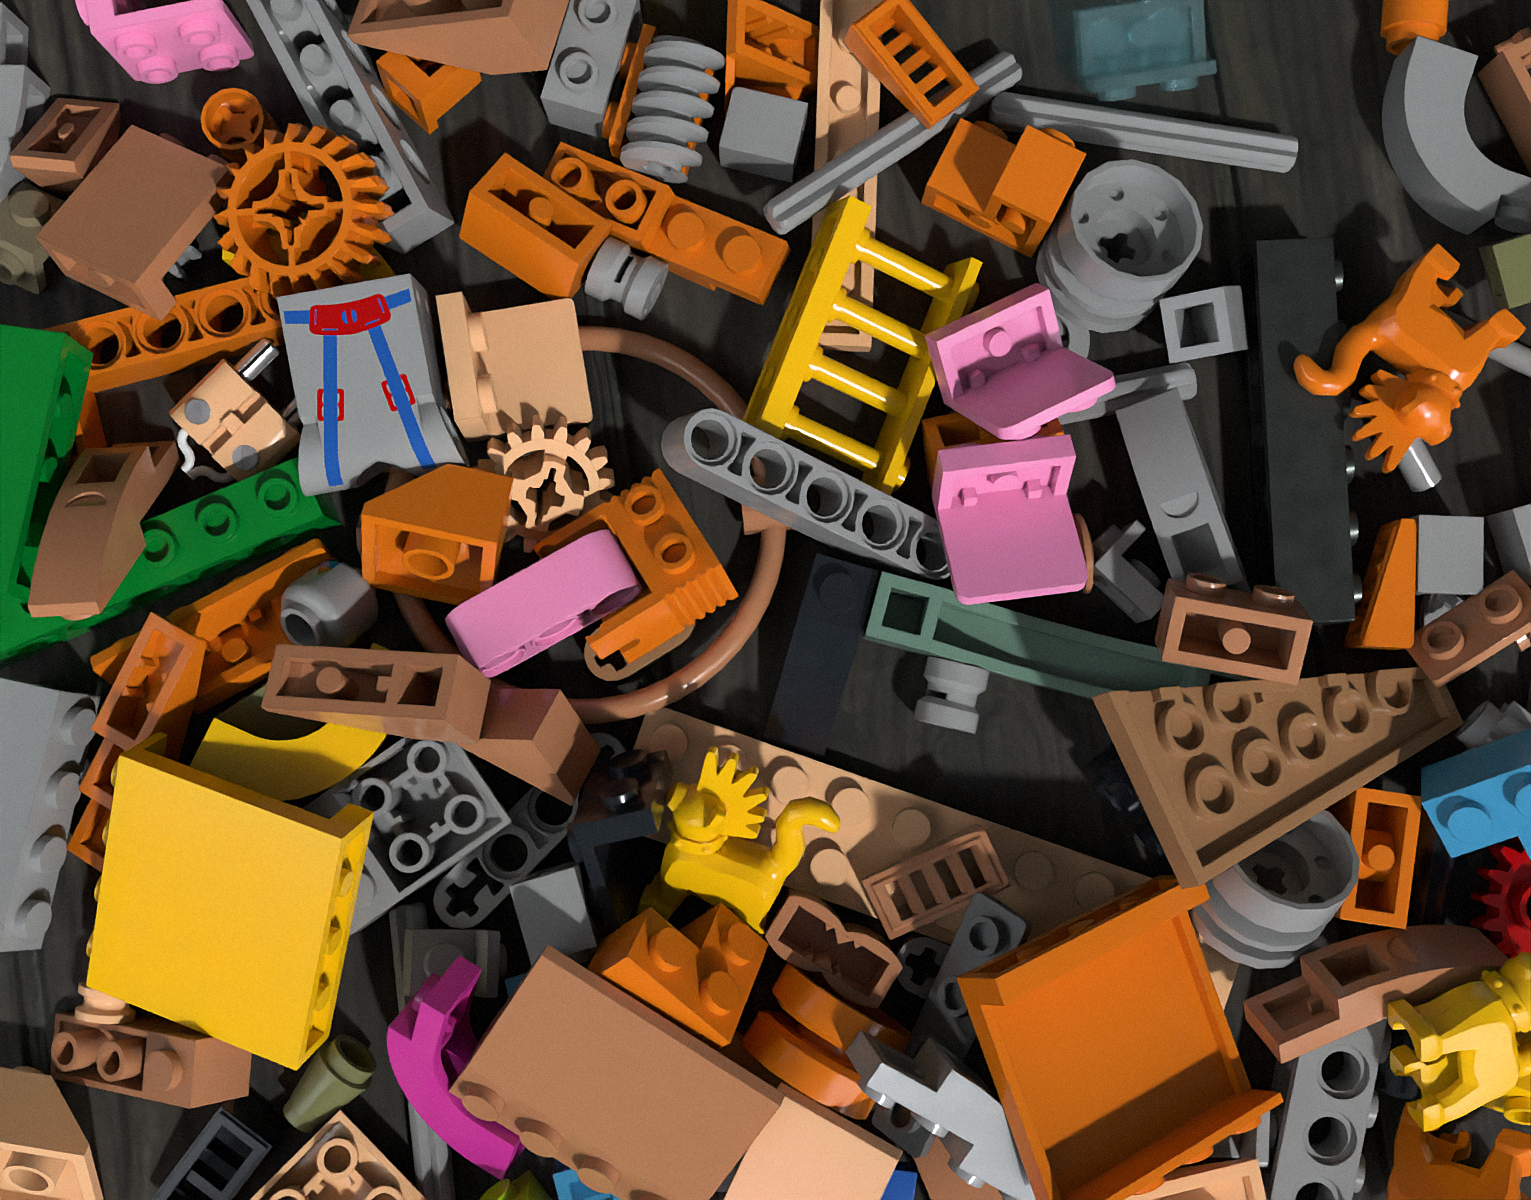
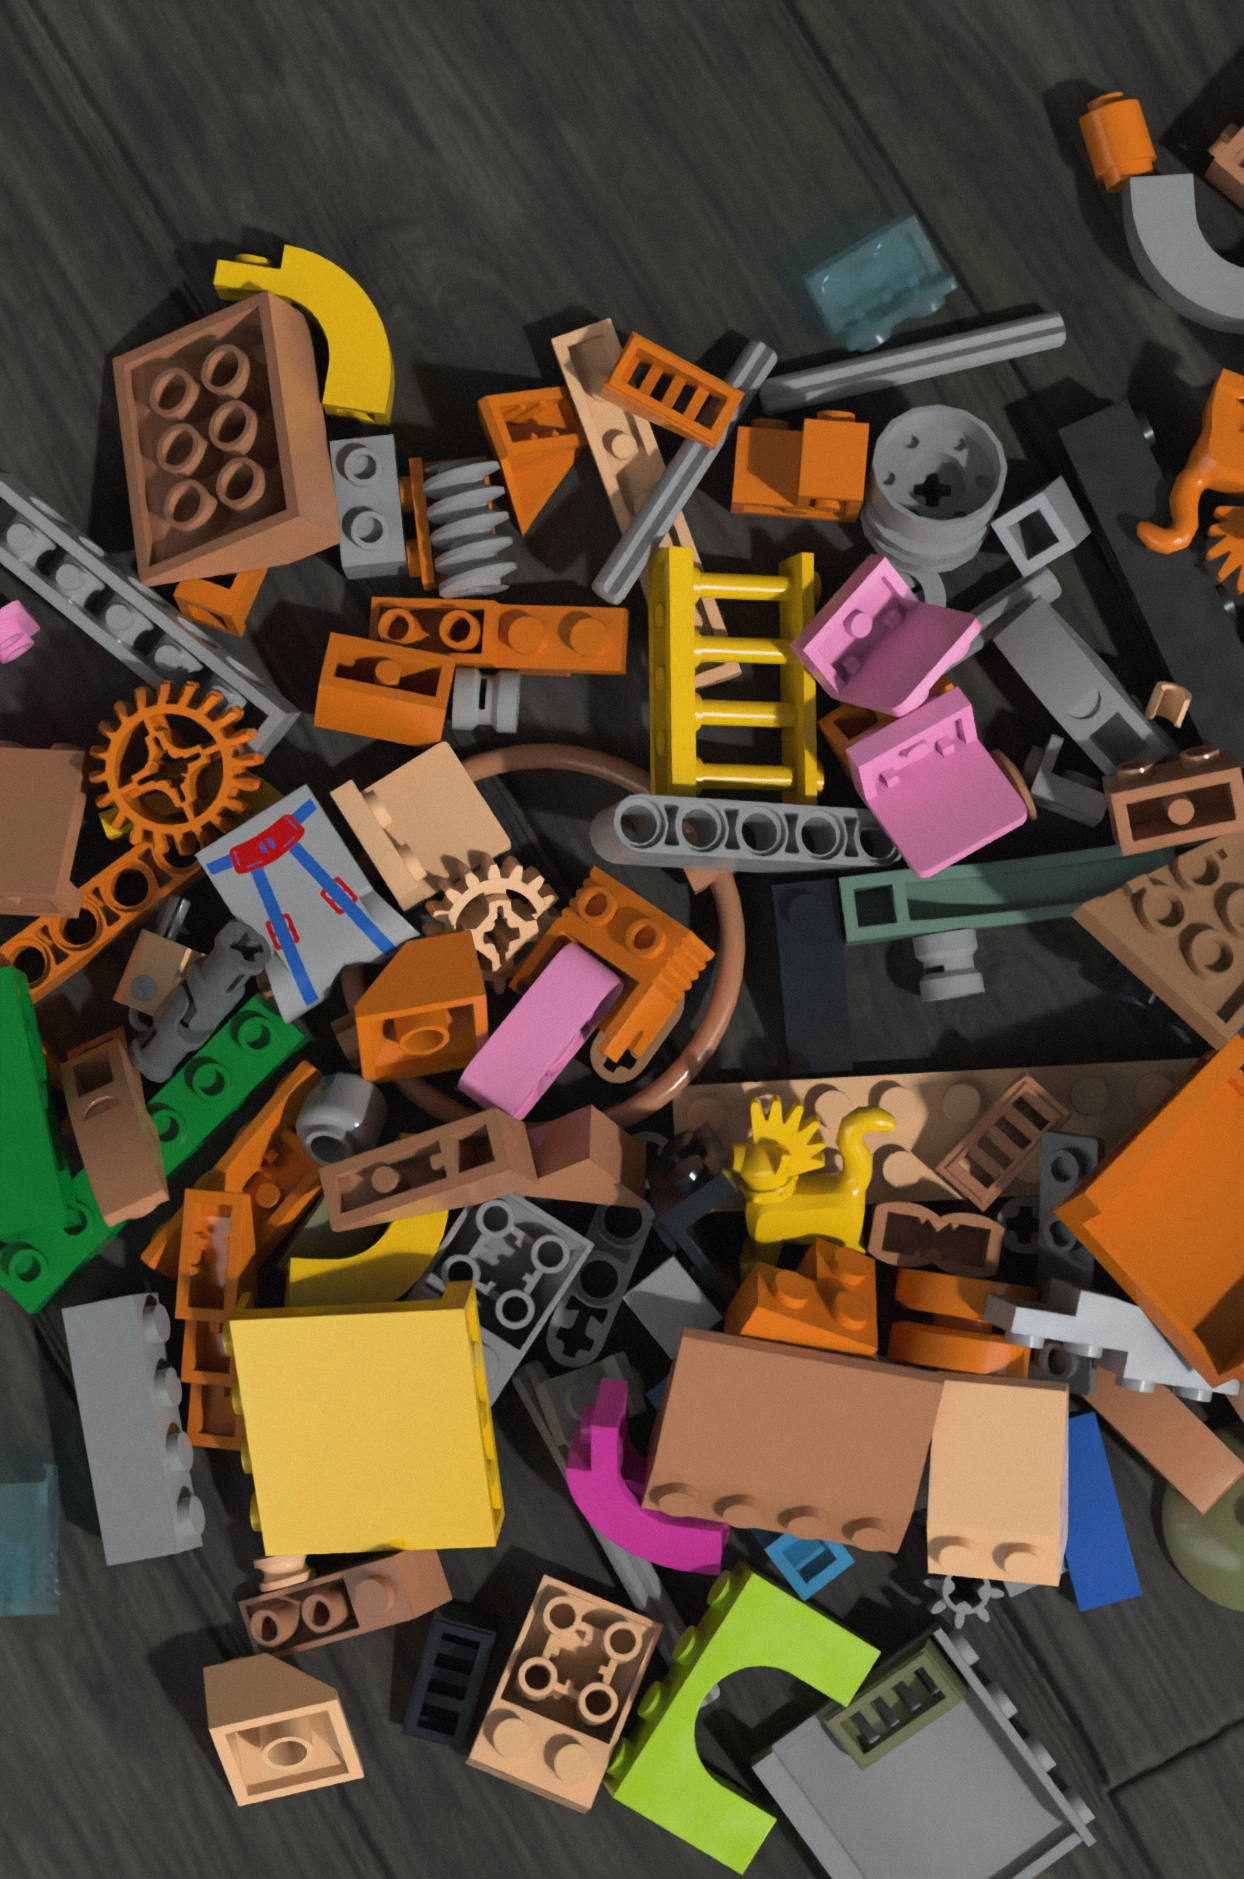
camera: 20 degrees left, 0 degrees up
(226, 442) = (199, 1002): none -> dark grey piece
(230, 117) = (54, 700): orange wheel -> none
(332, 1079) = (522, 1557): olive cone -> none
(763, 134) = (558, 512): light grey panel -> none
(1259, 535) = (1169, 702): none -> light nougat hand

